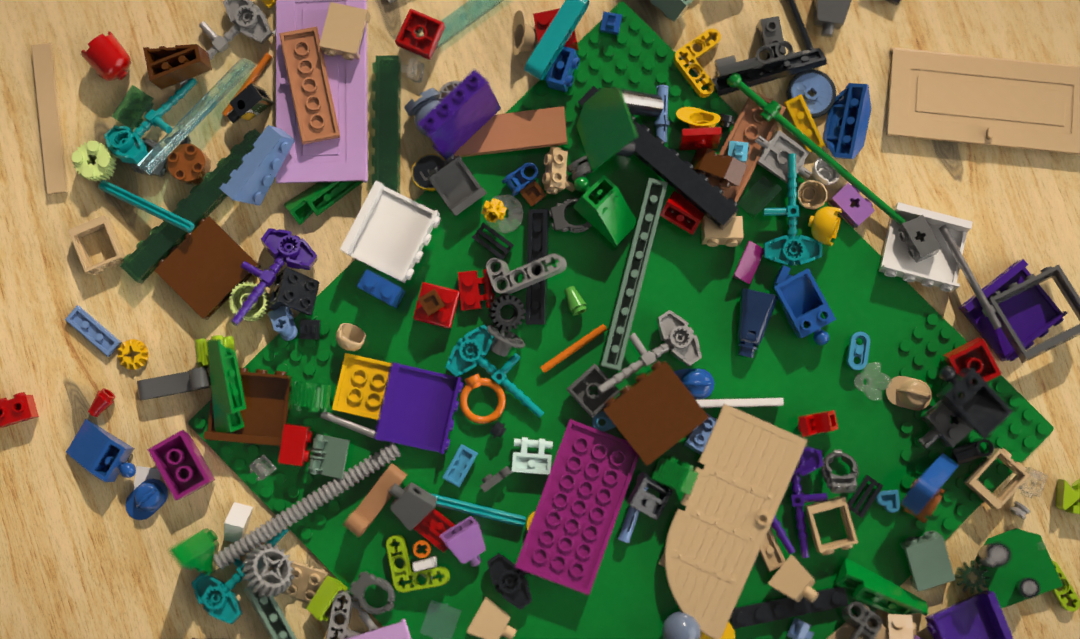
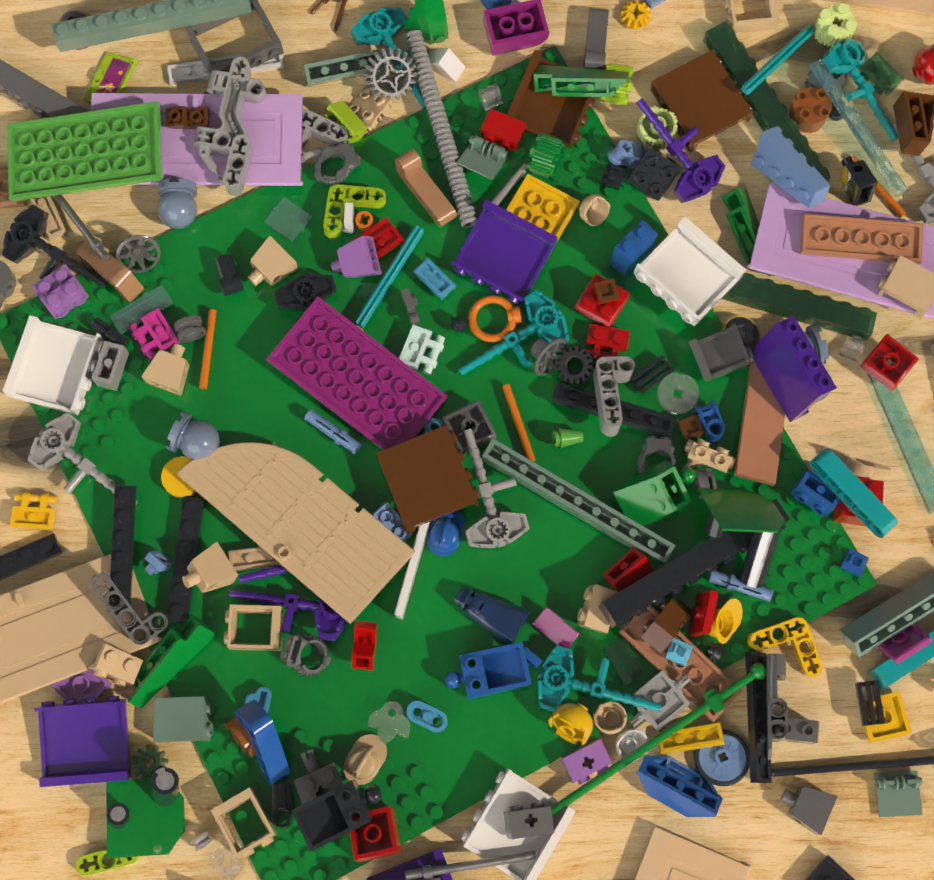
camera: 105 degrees right, 10 degrees down
(411, 504) = (411, 219): dark grey torso -> none
(494, 210) = (683, 379): yellow gear -> none
(645, 501) = (338, 446): black plate -> none
(675, 475) = (357, 481): green brick -> none
(870, 500) = (261, 661): black tile -> none

